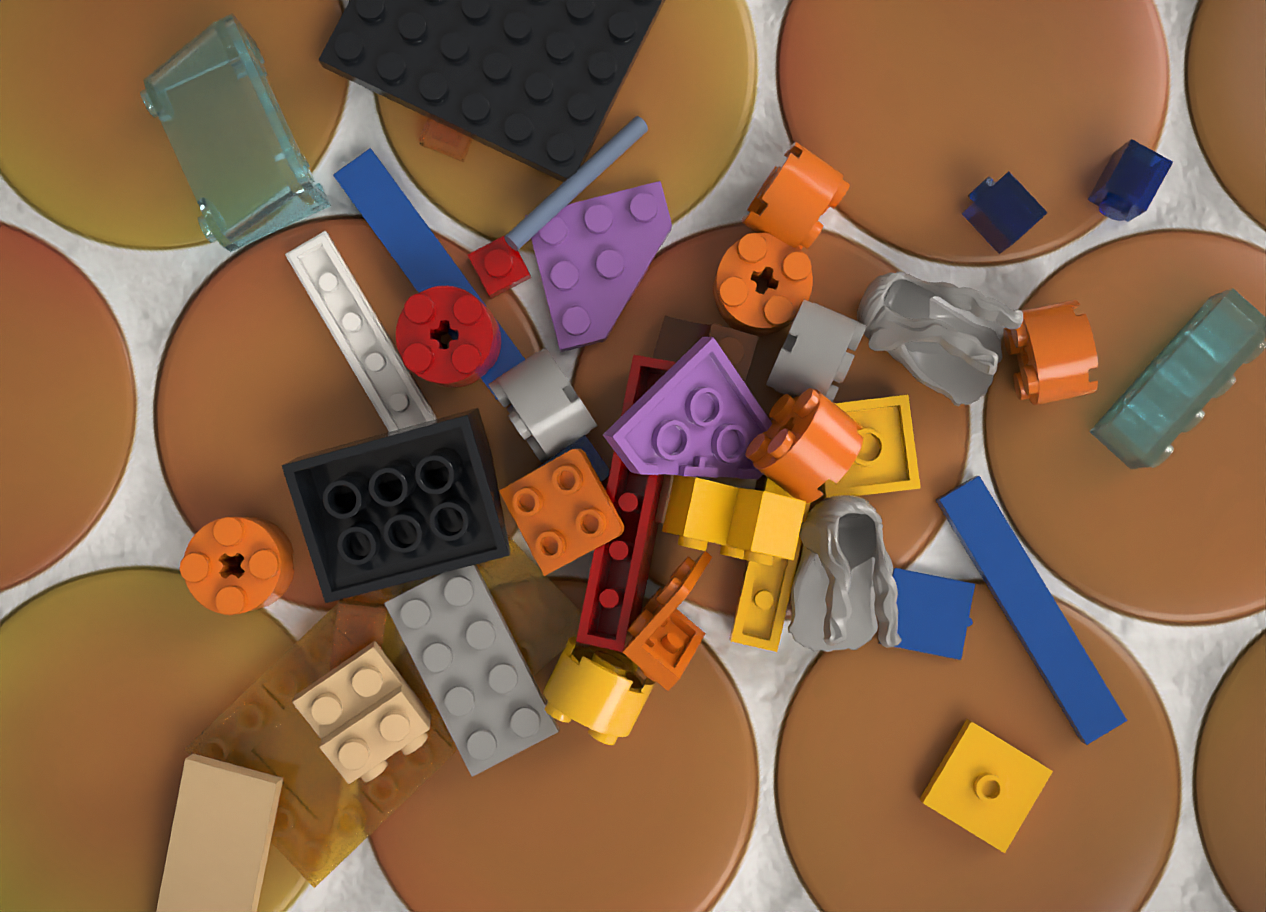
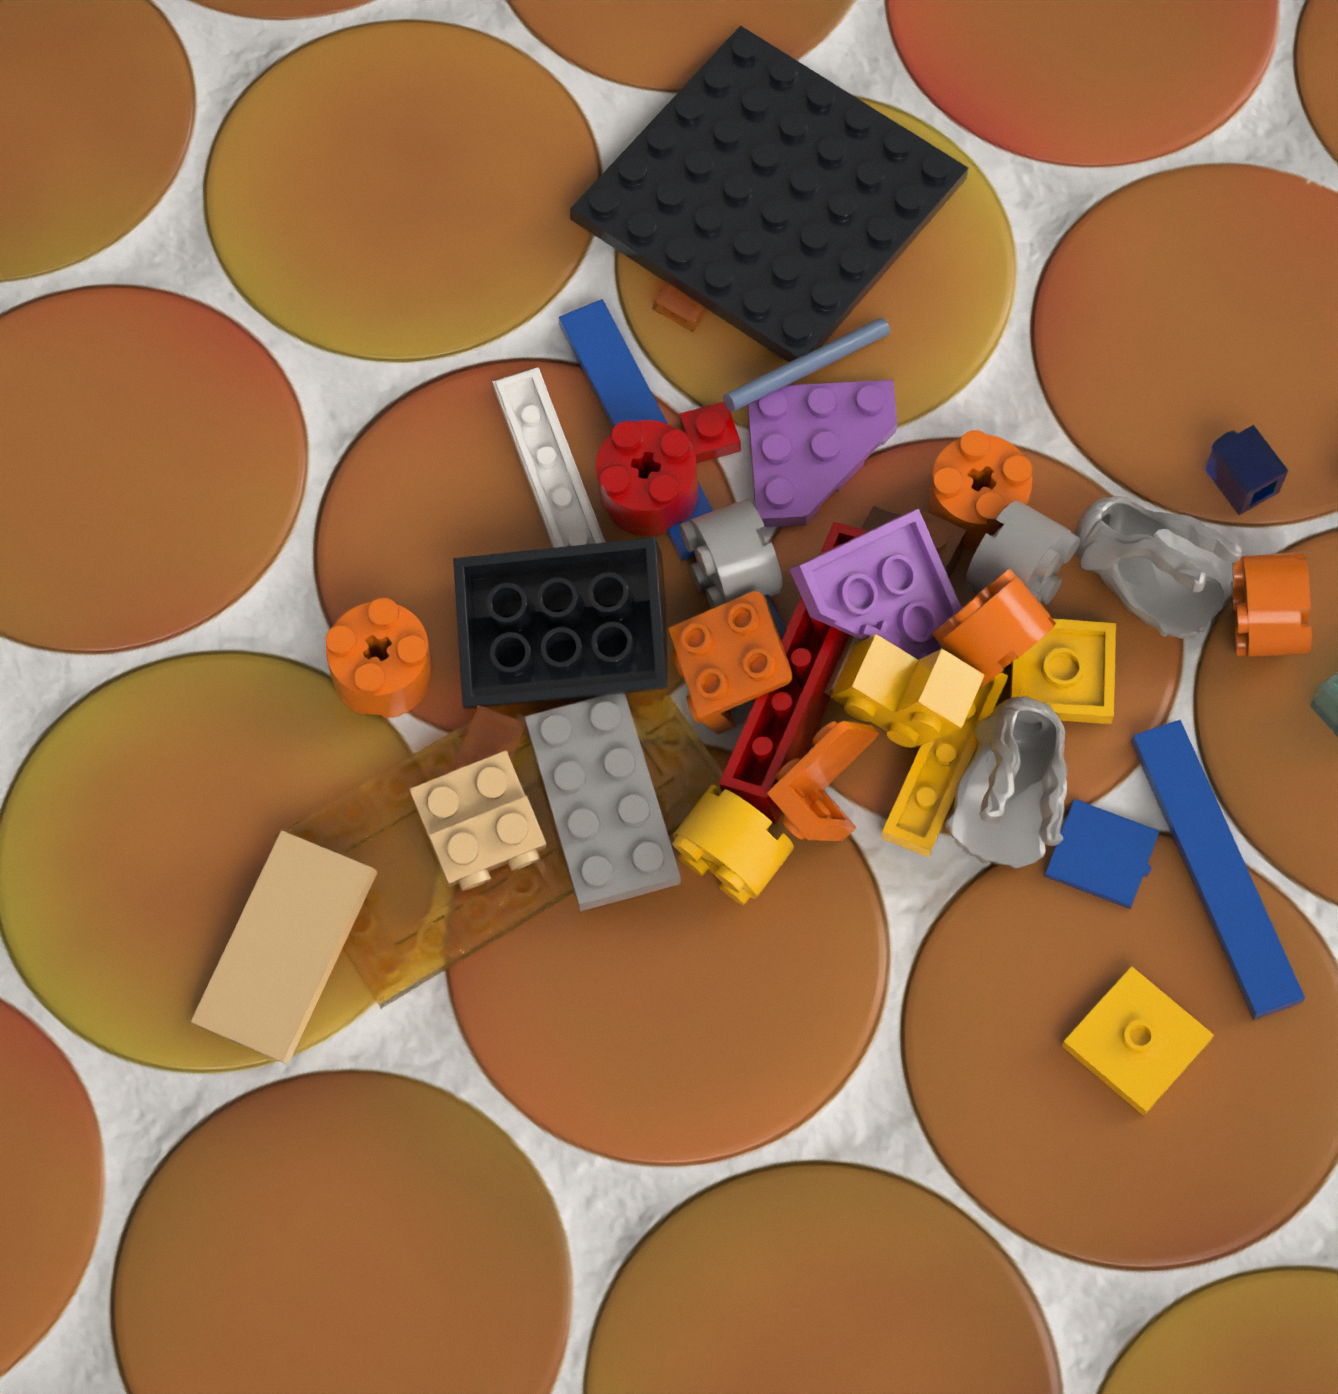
camera: 15 degrees right, 20 degrees down
(232, 137) = (471, 264): clear light blue windscreen -> none
(796, 198) = (1030, 409): orange brick -> none

